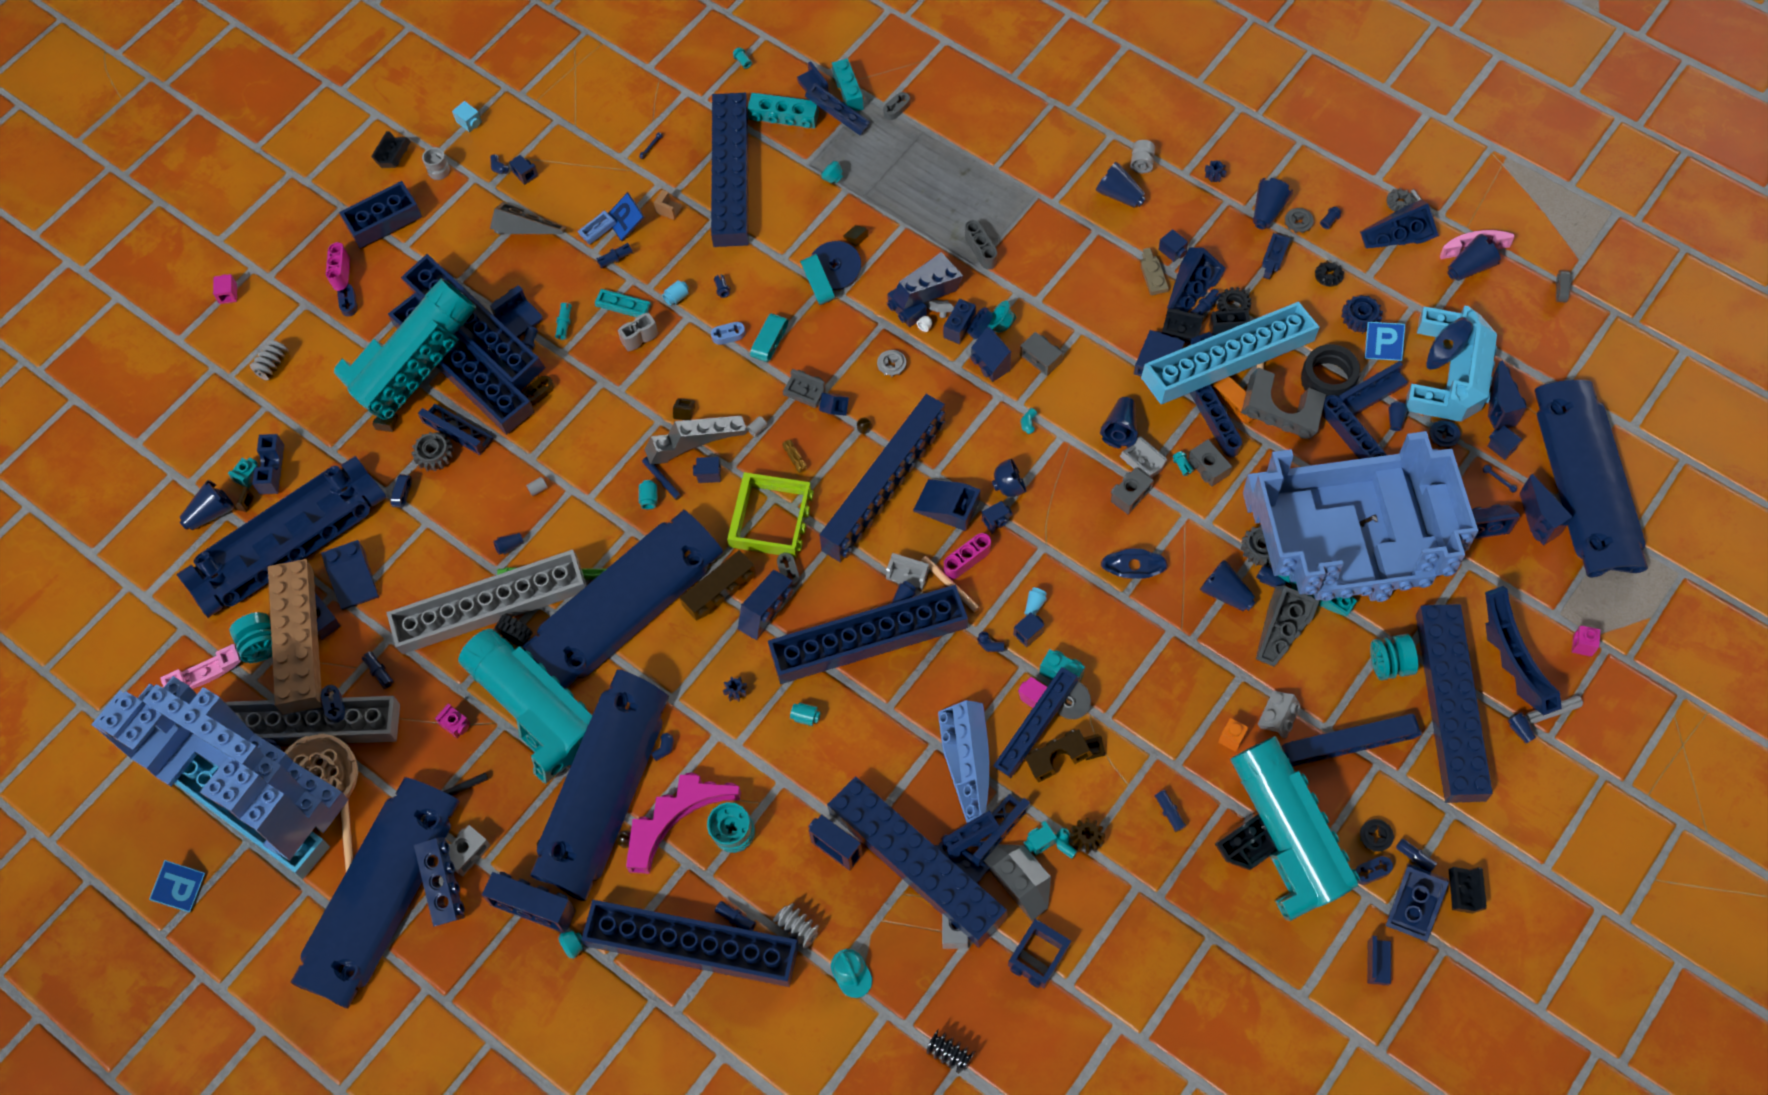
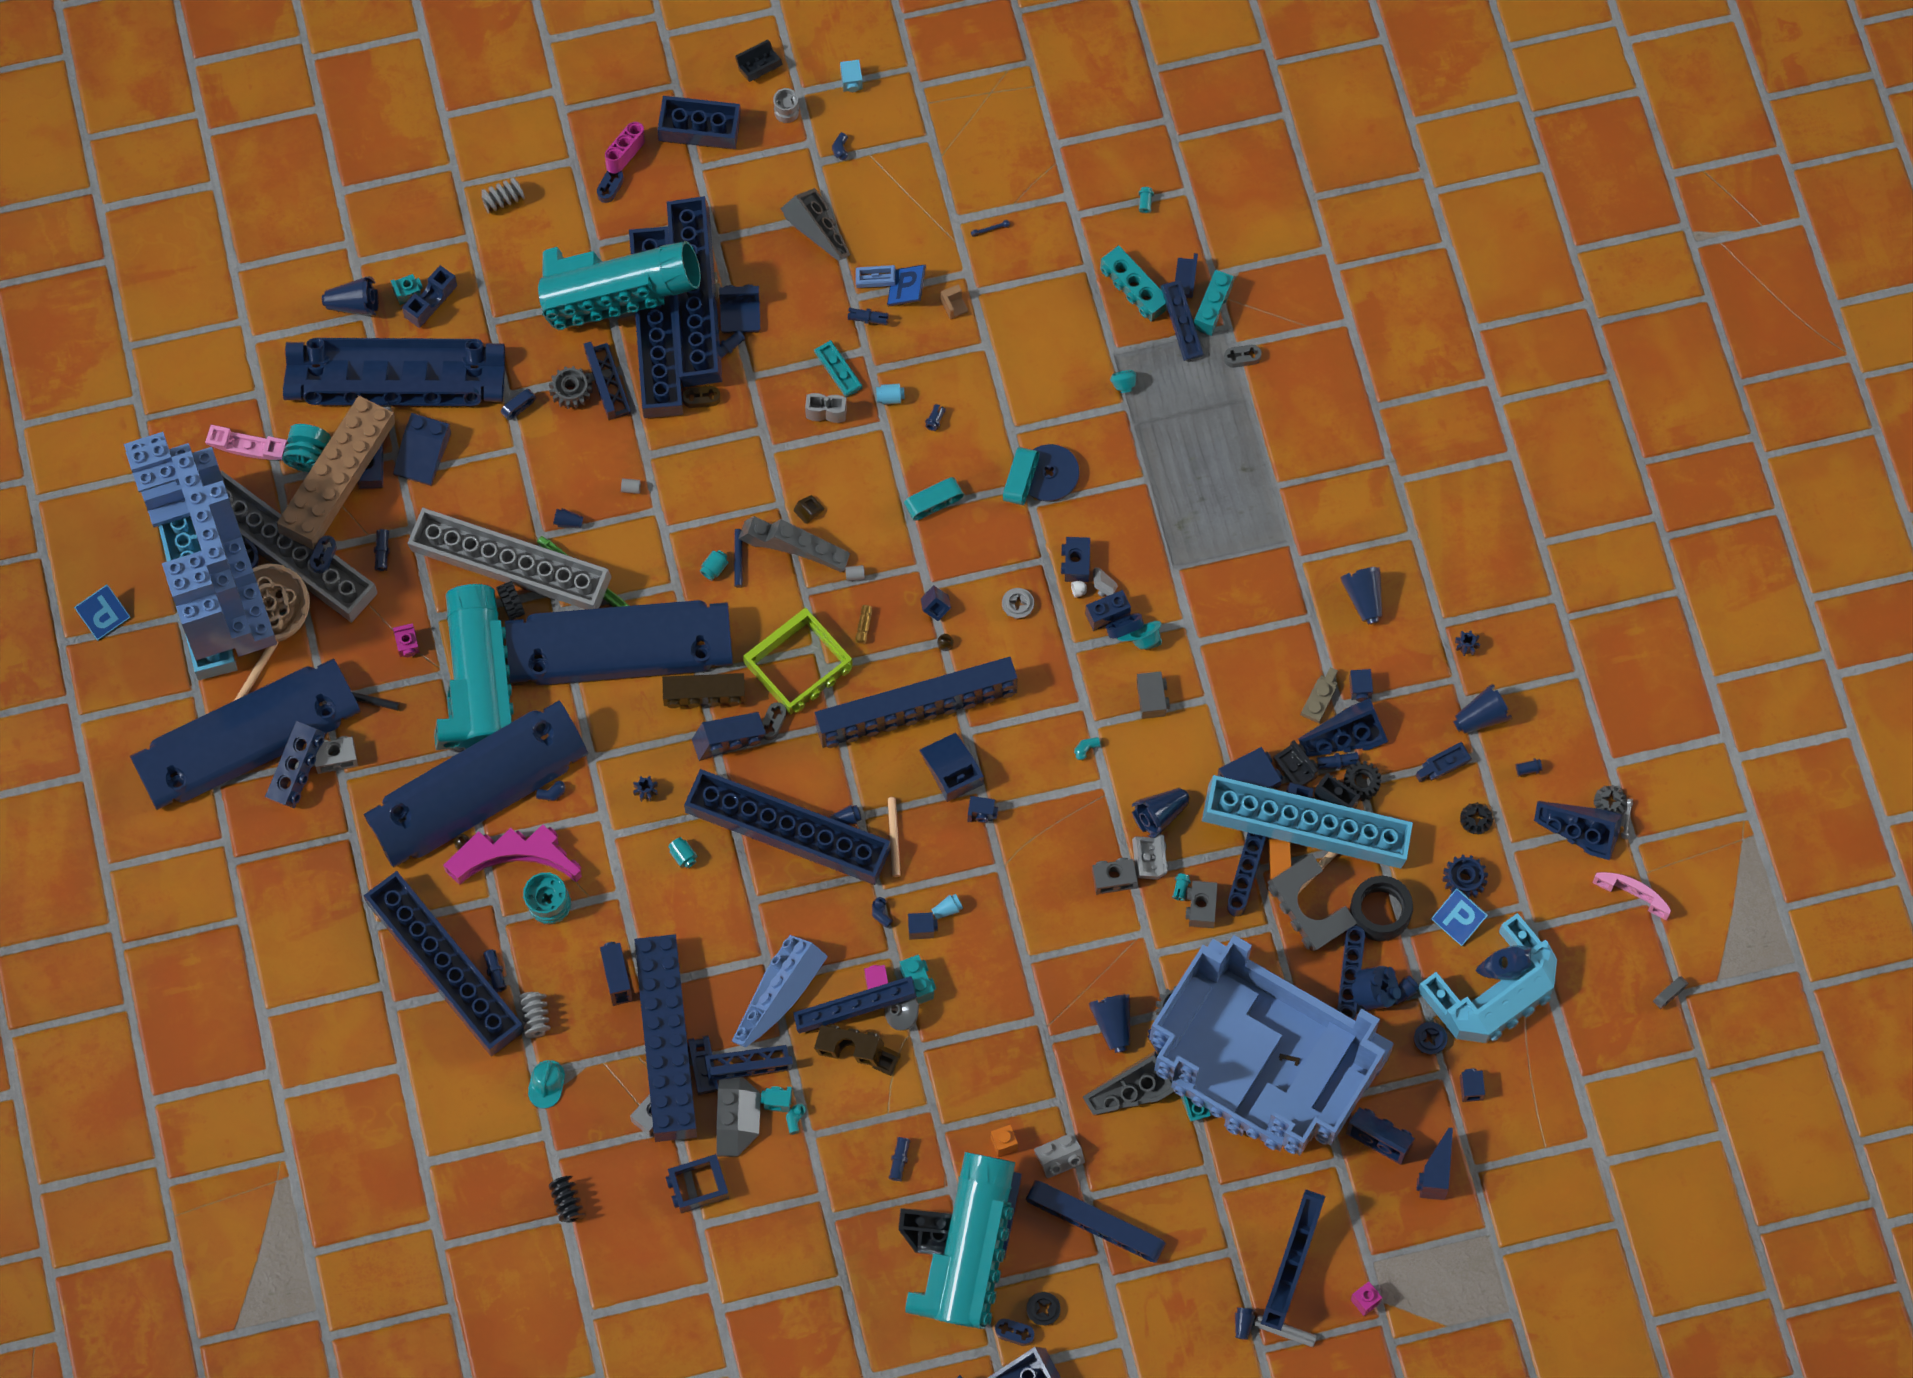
camera: 35 degrees right, 5 degrees up
(225, 289) = (516, 96): dark pink brick -> none
(244, 500) = (387, 313): dark brown slope -> none
(385, 425) = (551, 332): dark brown slope -> none
(523, 169) = (858, 169): dark blue brick -> none
(529, 902) = (350, 834): dark blue brick -> none
(563, 321) = (773, 347): teal pin -> none
(571, 943) = (355, 892): teal cone -> none
(707, 469) = (780, 581): dark blue brick -> none
(728, 333) = (904, 465): medium blue beam -> none
(729, 170) = (1036, 307): dark blue brick -> none
(804, 388) = (922, 570): dark grey bracket -> none
(856, 235) = (1094, 457): dark brown slope -> none
(907, 569) = (867, 799): light grey hinge -> none
(928, 282) = (1108, 553): dark blue wedge -> none
(969, 834) = (722, 1050): dark blue plate -> none
(971, 548) = (919, 830): dark pink beam -> none
(982, 251) = (1192, 560): dark grey beam -> none
(991, 355) = (1103, 663): dark blue slope -> none
(1008, 479) = (1020, 785): dark blue cylinder -> none
(1080, 839) = (822, 1119): dark brown gear -> none
(1142, 156) = (1412, 580): light grey wheel -> none
(1150, 563) = (1044, 931): dark blue piece -> none
(1299, 214) = (1504, 742): dark grey gear -> none
(1374, 389) = (1404, 951): dark blue fence -> none
(1382, 425) = (1376, 987): none -> dark blue brick
(1394, 657) = (1191, 1183): teal wheel -> none
(1416, 855) = (1059, 1349): dark blue axle -> none
(1453, 704) = (1206, 1258): dark blue brick -> none
(1474, 259) = (1612, 905): dark blue cone -> none
(1487, 469) = (1437, 1097): dark blue hinge -> none
(1505, 401) = (1499, 1057): dark blue slope -> none
(1590, 478) = (1513, 1172): dark blue panel -> none

